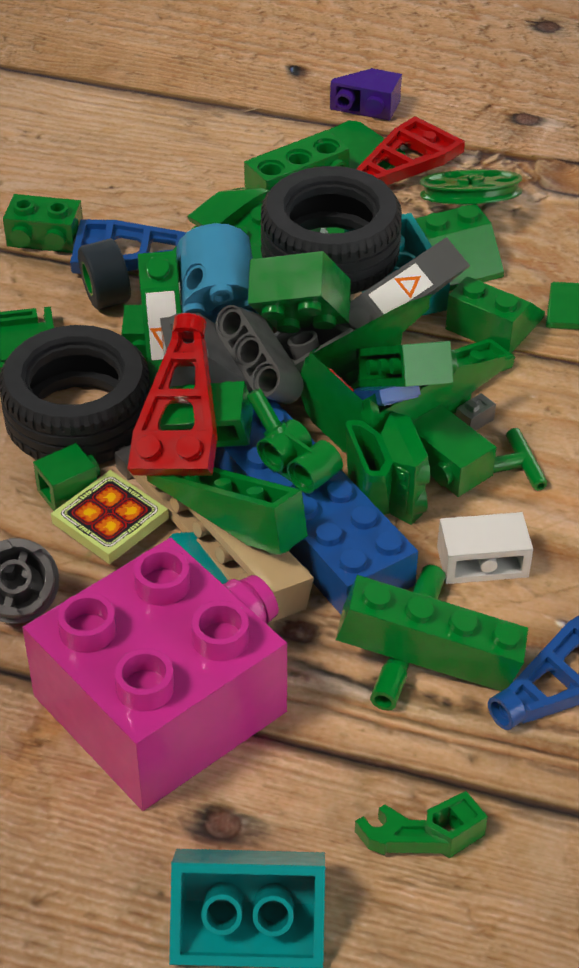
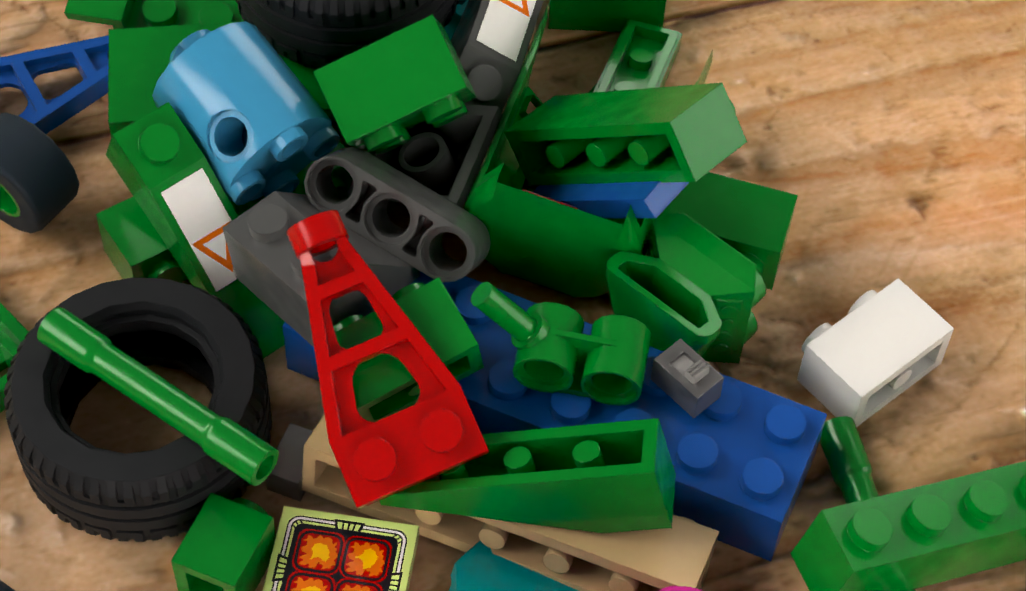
camera: 35 degrees left, 10 degrees up
(85, 405) = (216, 435): none -> green piece
(347, 493) = (687, 378): none -> flat silver piece
(521, 458) = (809, 185): green piece -> none

